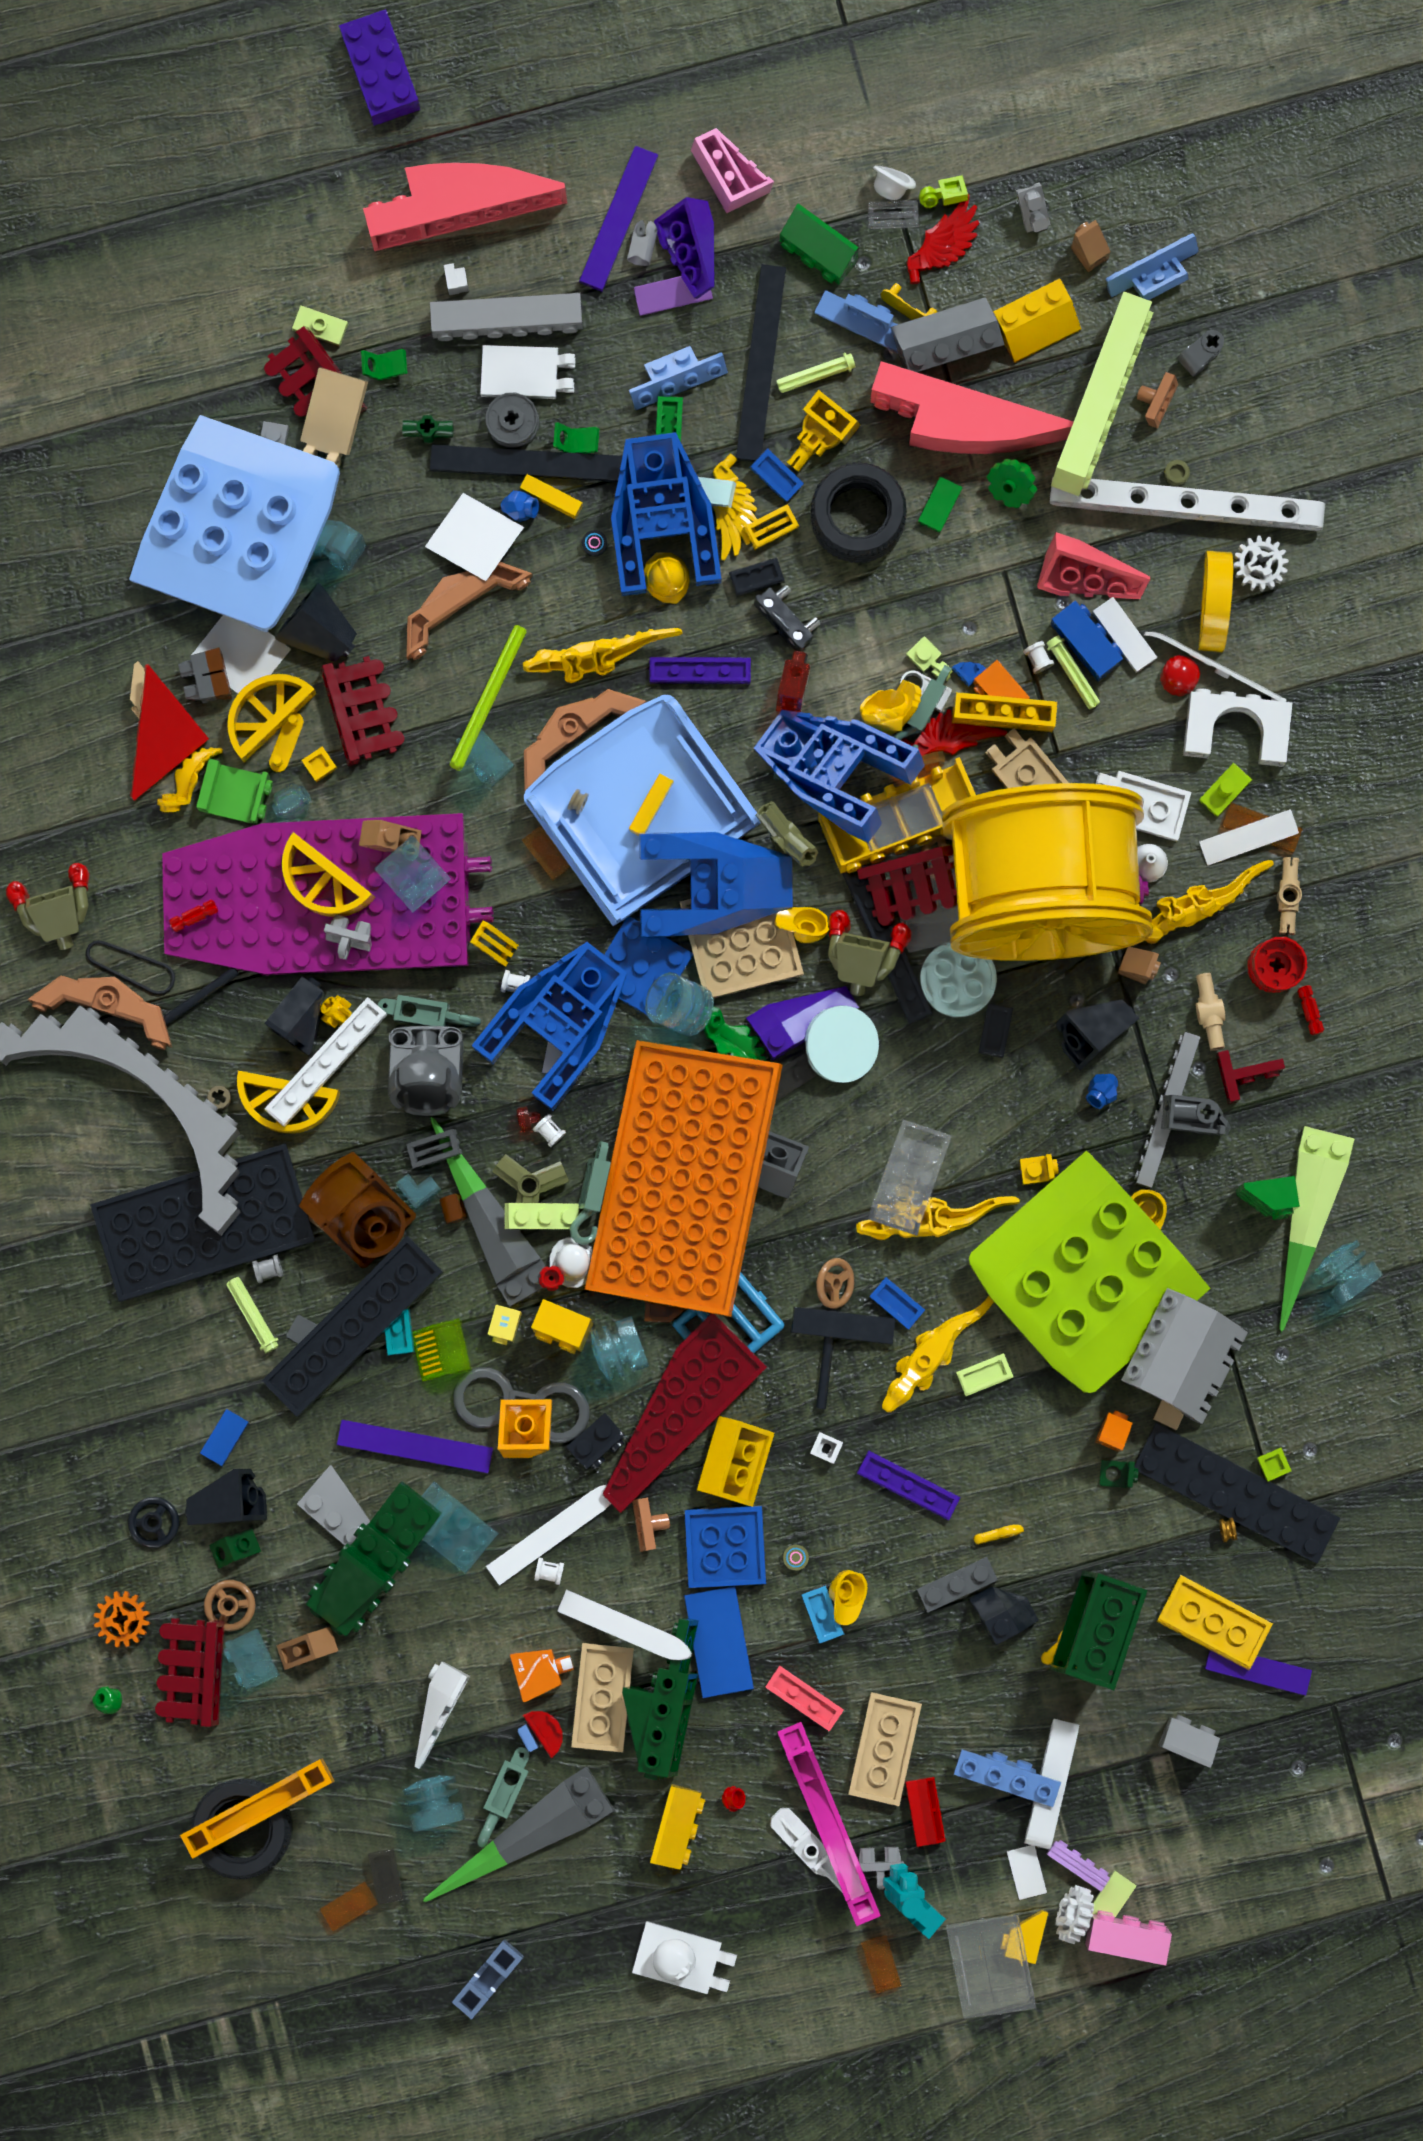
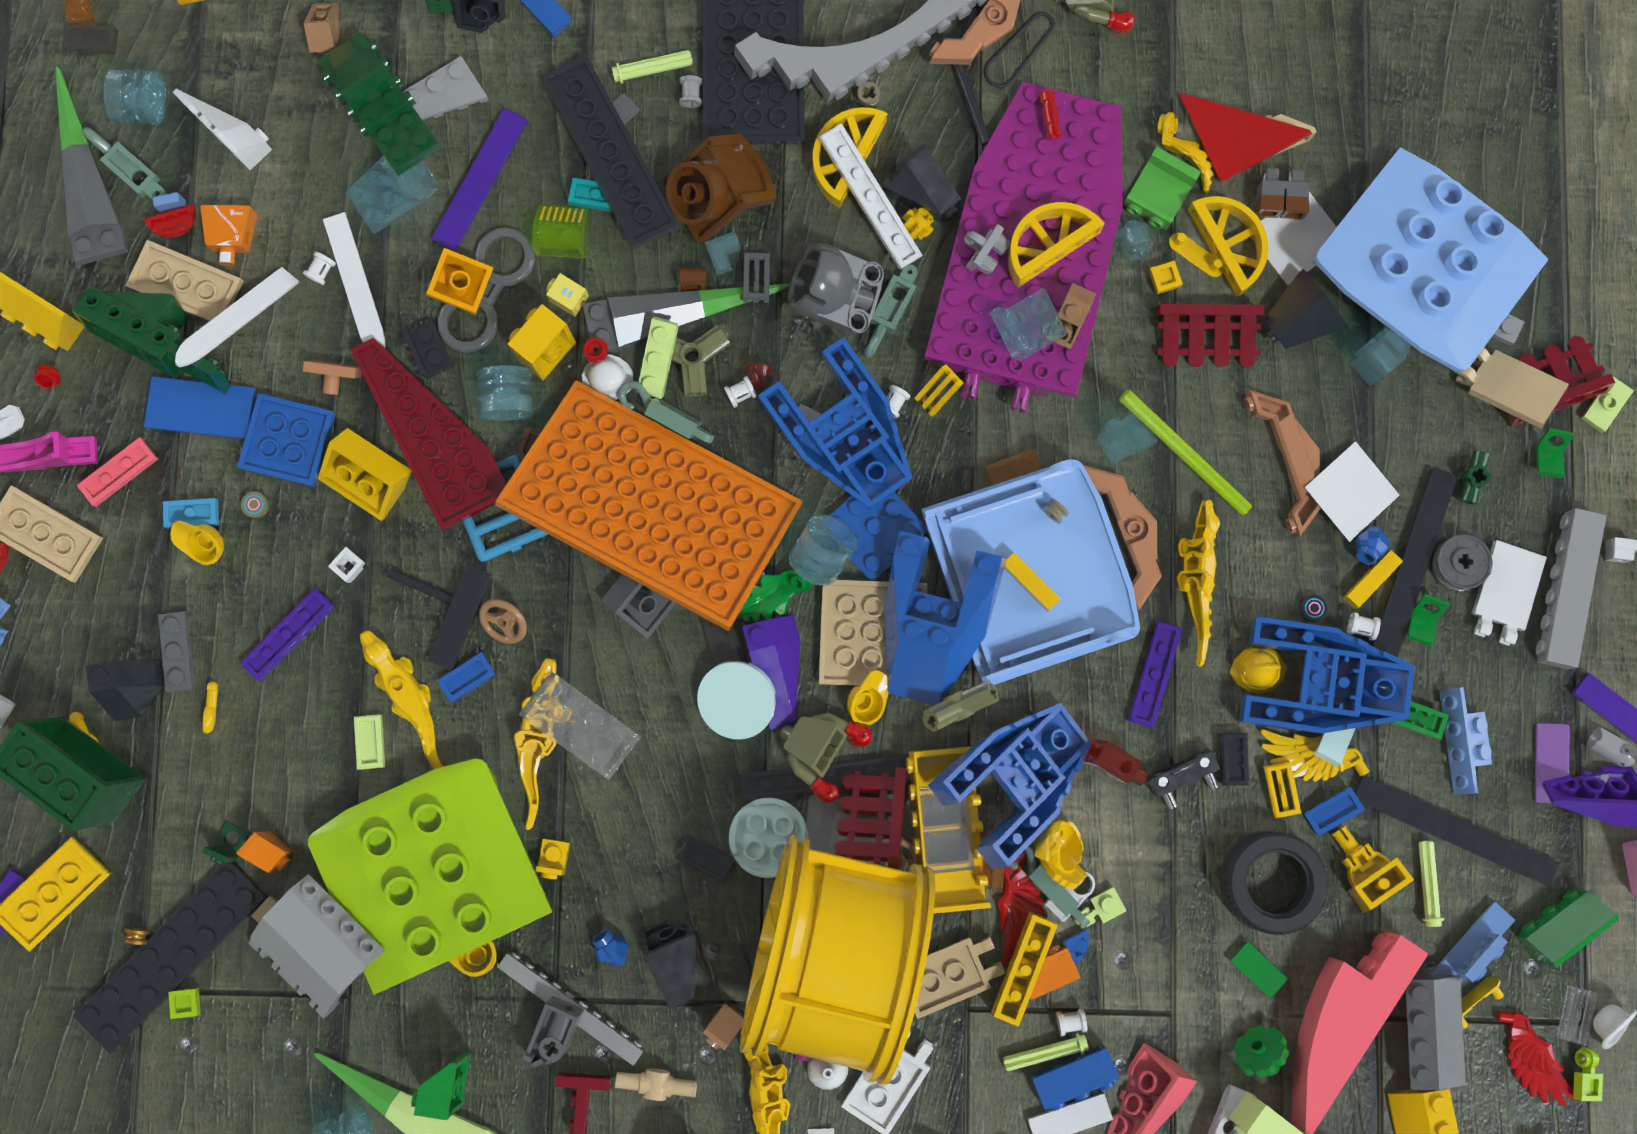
camera: 100 degrees right, 0 degrees up
(598, 493) = (1363, 626): none -> white bush

